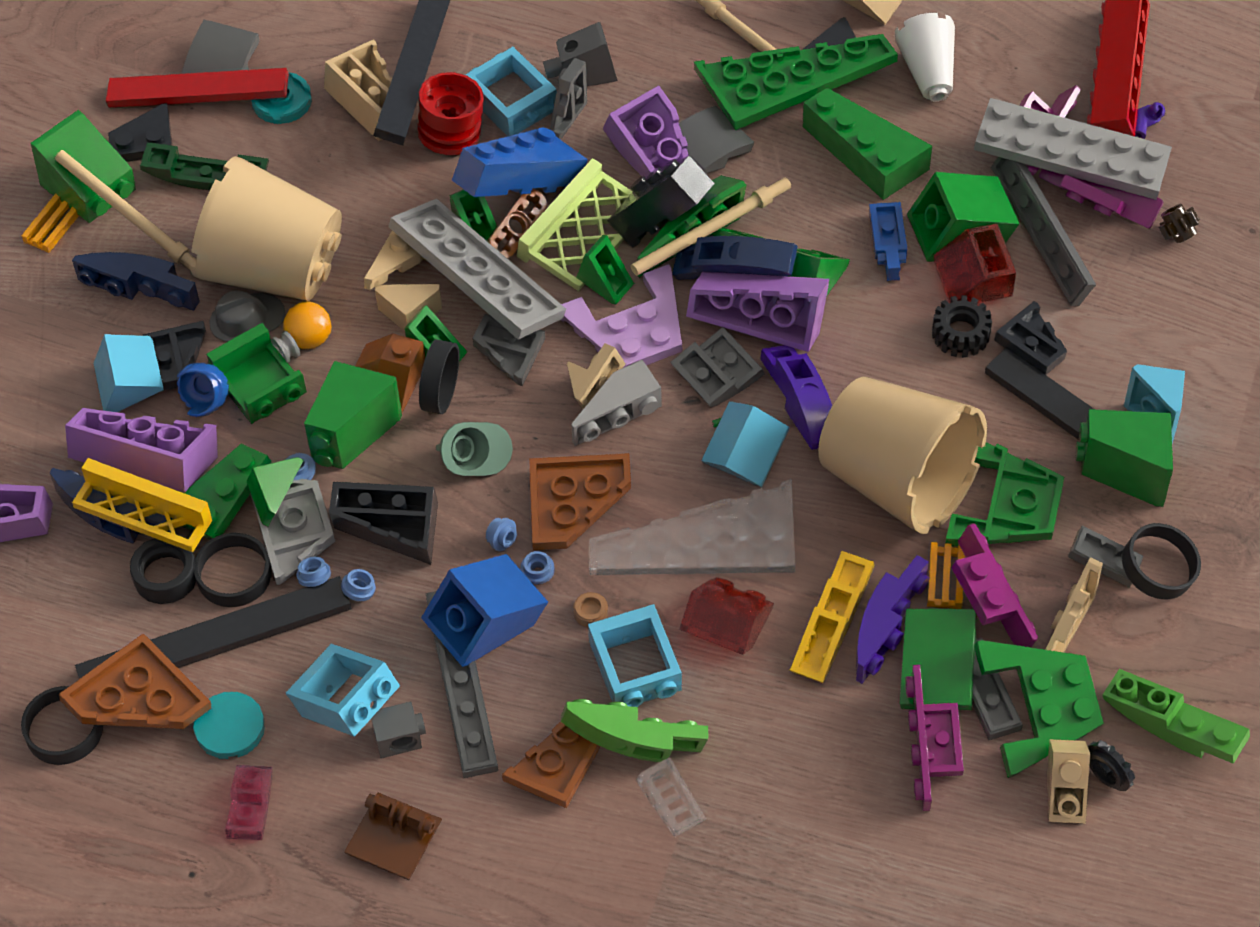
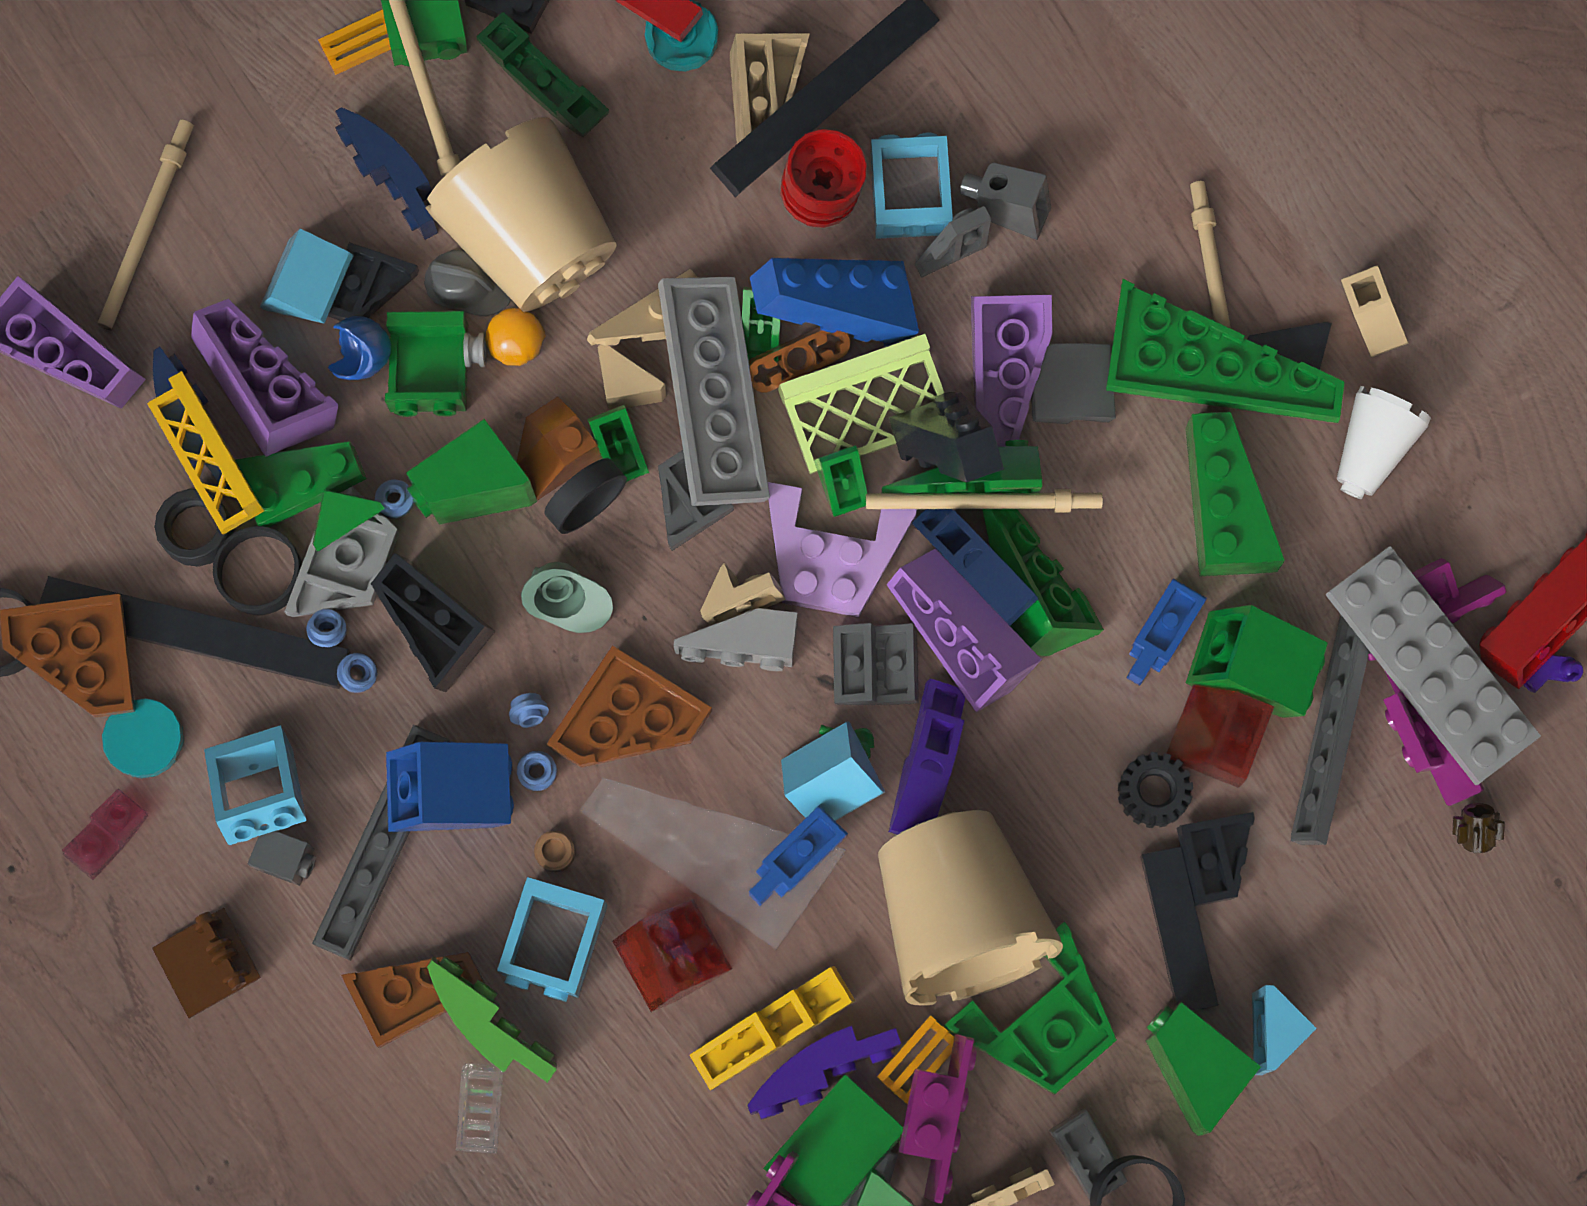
camera: 35 degrees right, 20 degrees up
(763, 497) = (797, 855): none -> blue hinge

